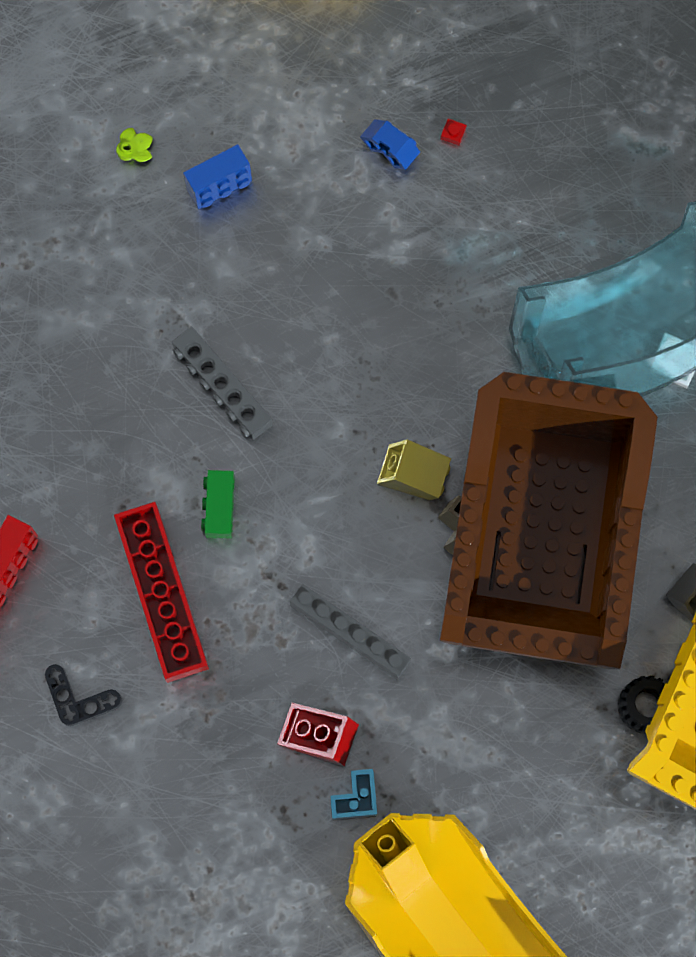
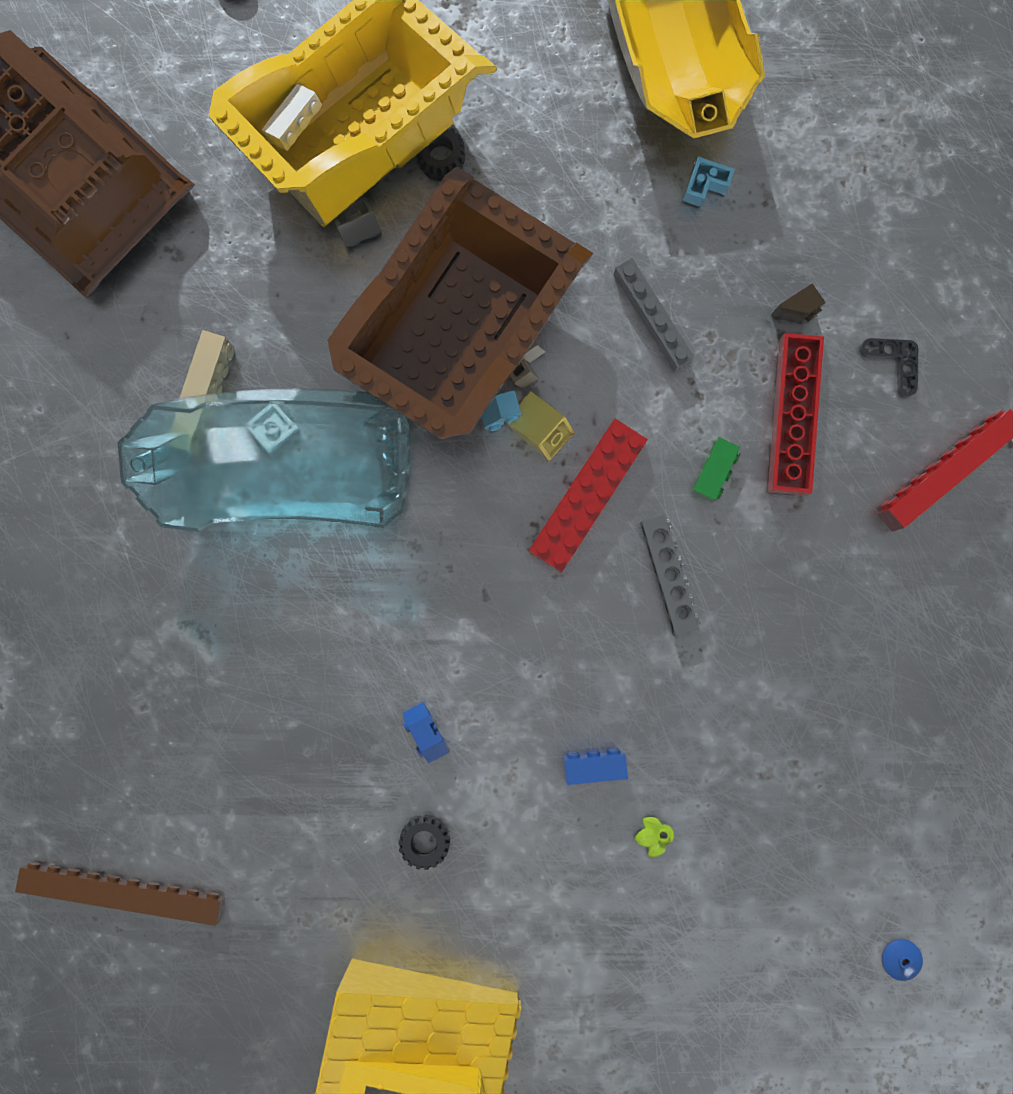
camera: 160 degrees left, 10 degrees up
(202, 703) = (801, 306): none -> dark brown slope
(318, 733) = (714, 245): red slope -> none
(335, 424) = (587, 495): none -> red brick
(346, 66) = (419, 859): none -> black tyre
(453, 132) = (362, 722): red plate -> none
(454, 464) = (502, 408): none -> medium azure brick

